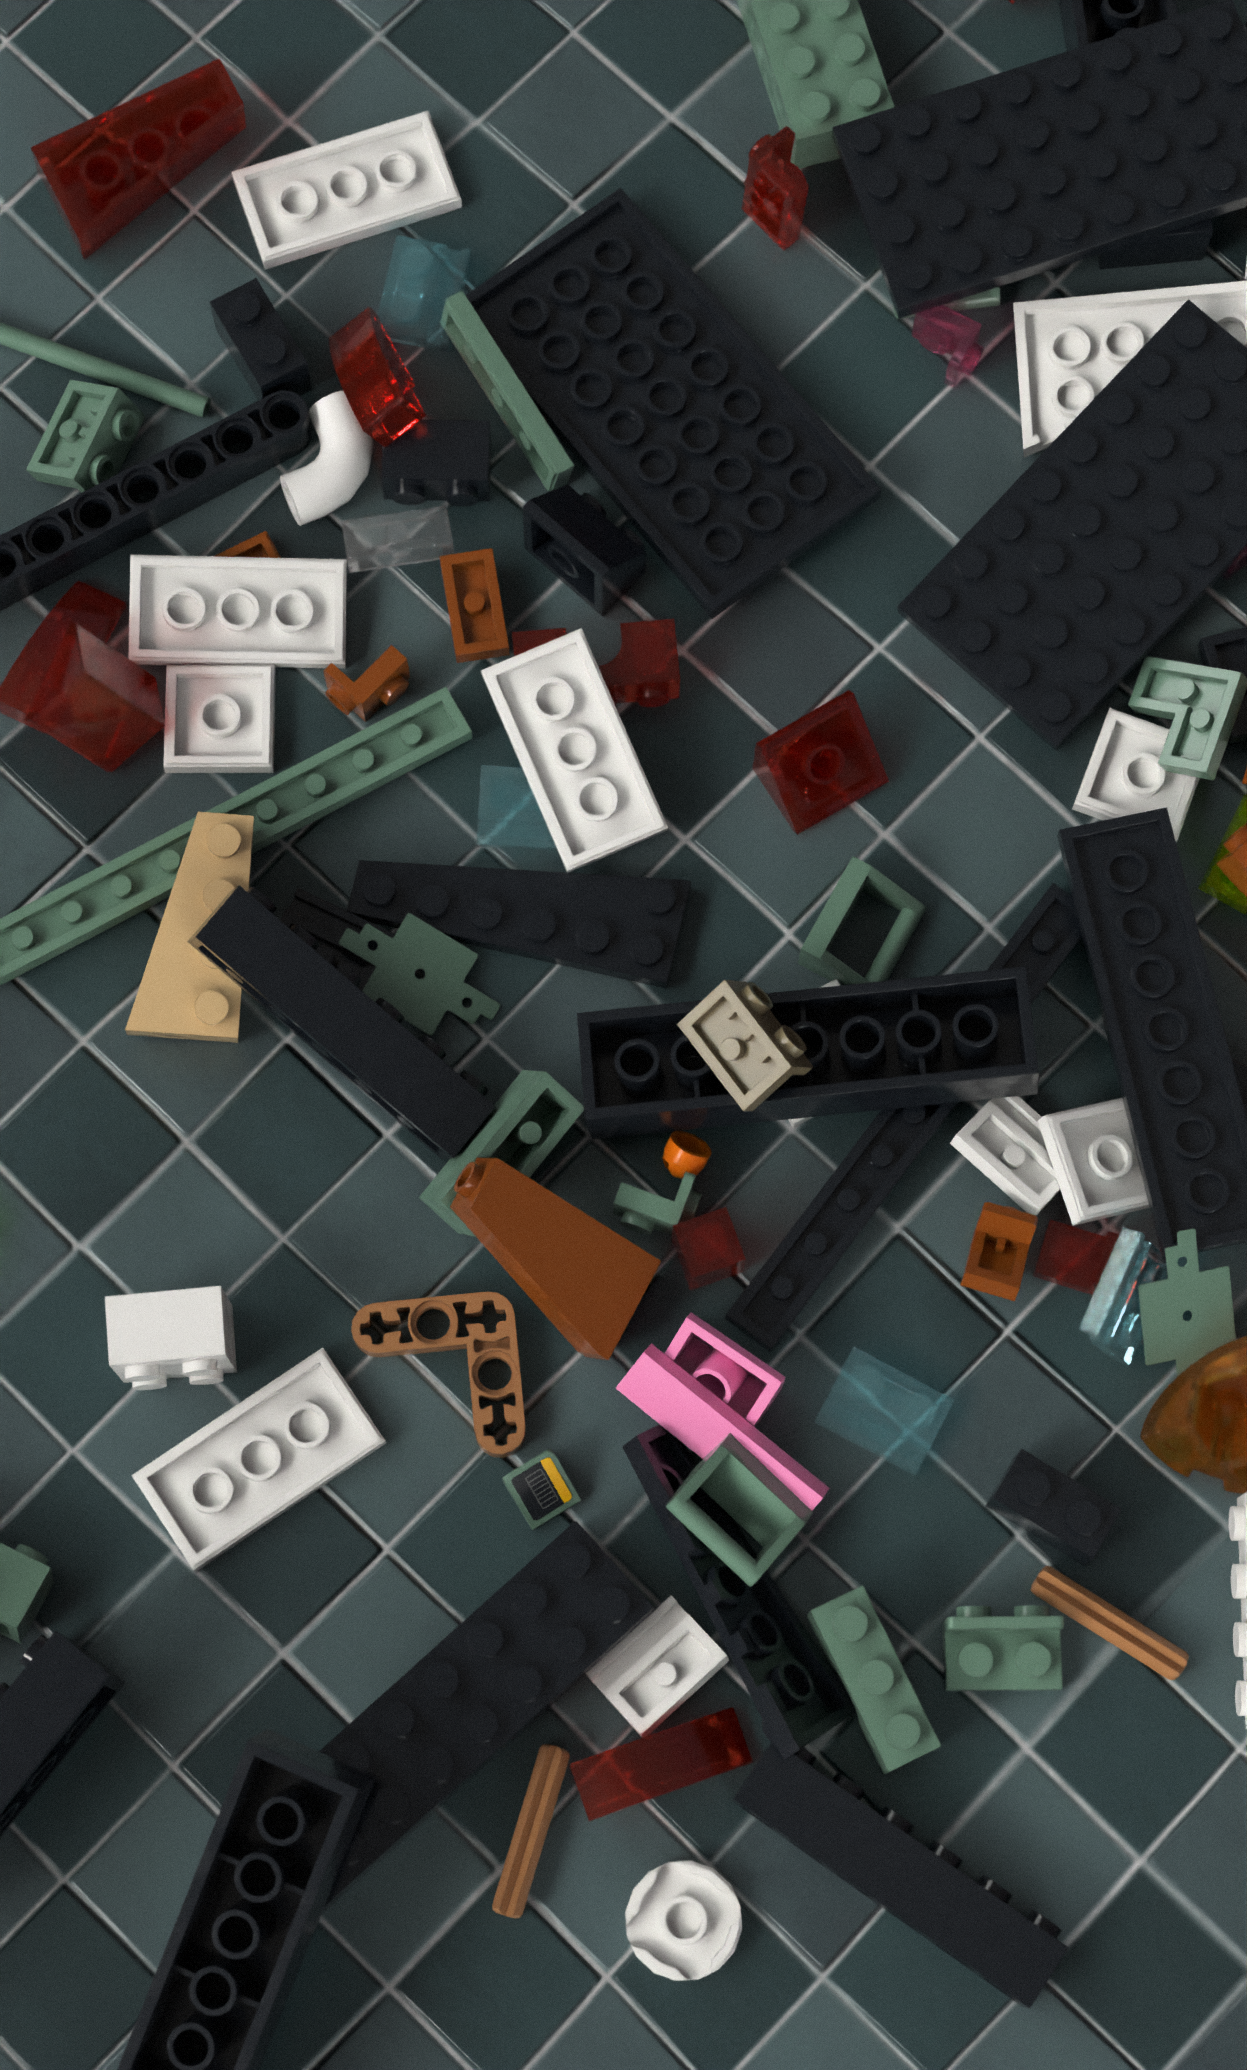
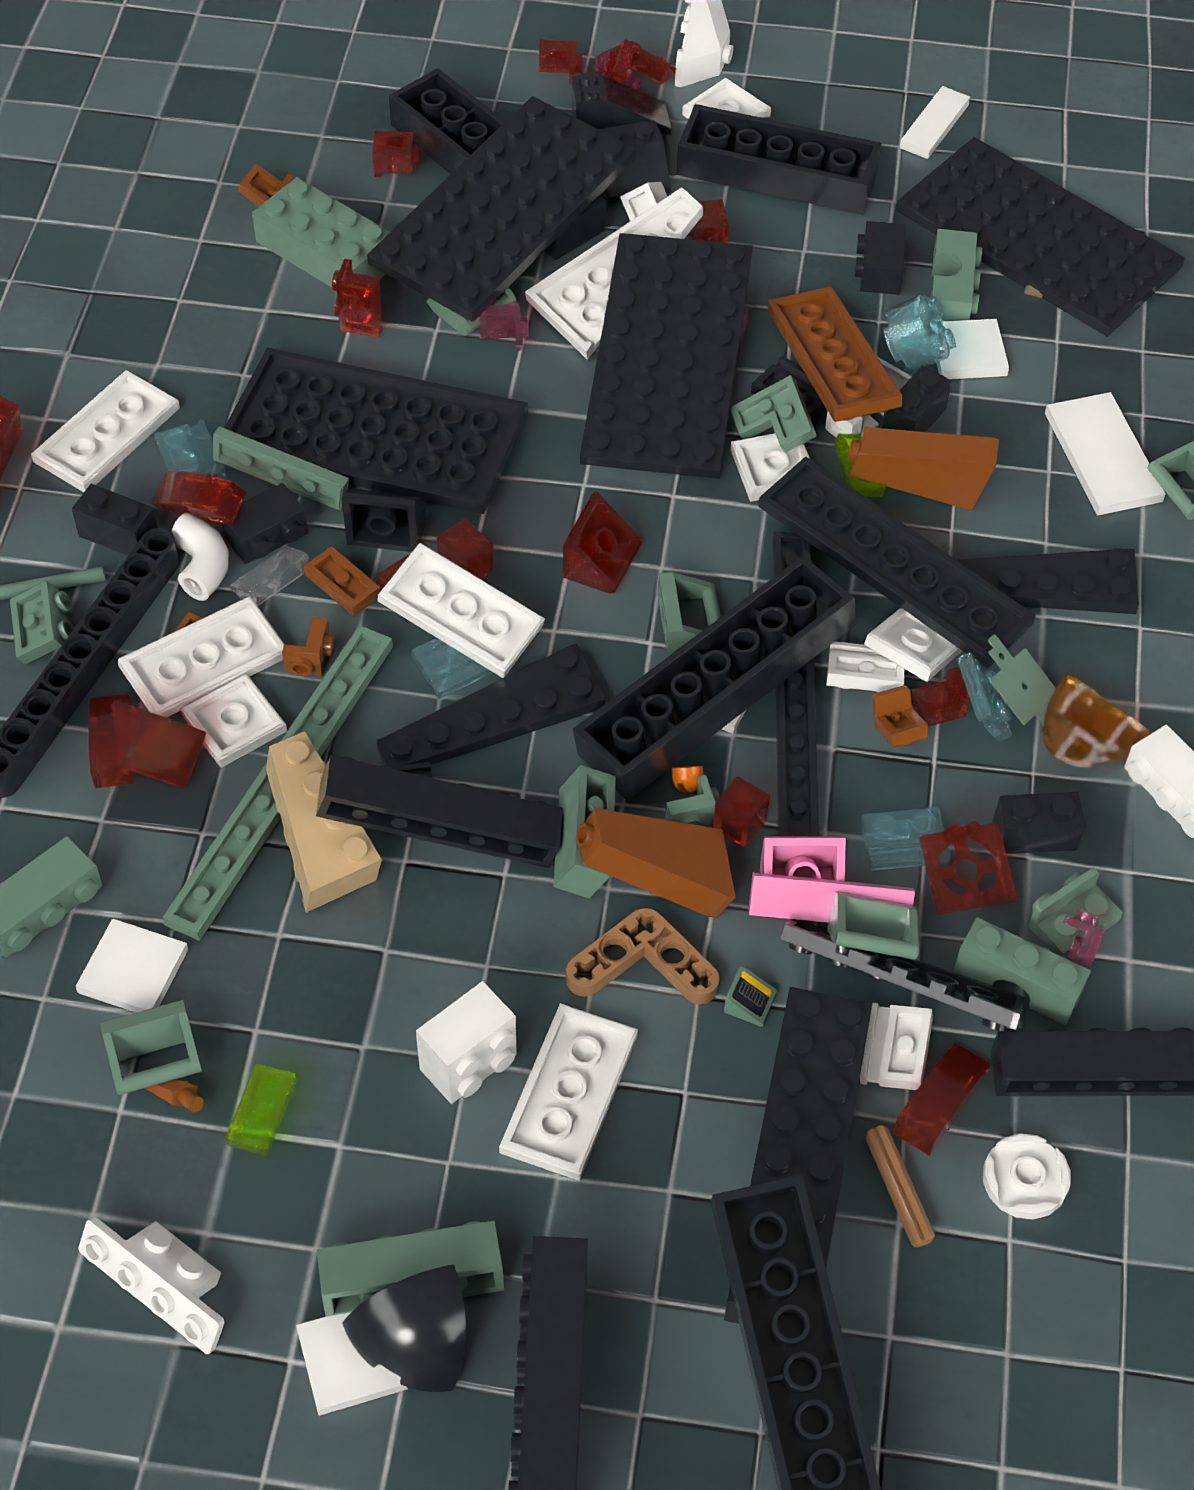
camera: 35 degrees left, 20 degrees down
(424, 948) = (471, 763): sand green piece -> none
(745, 1042) = (683, 677): bracket -> none
(938, 1560) = (987, 835): none -> clear red piece
(984, 1693) = (1084, 949): none -> clear pink bracket
(1110, 1623) = (1119, 864): medium nougat axle -> none

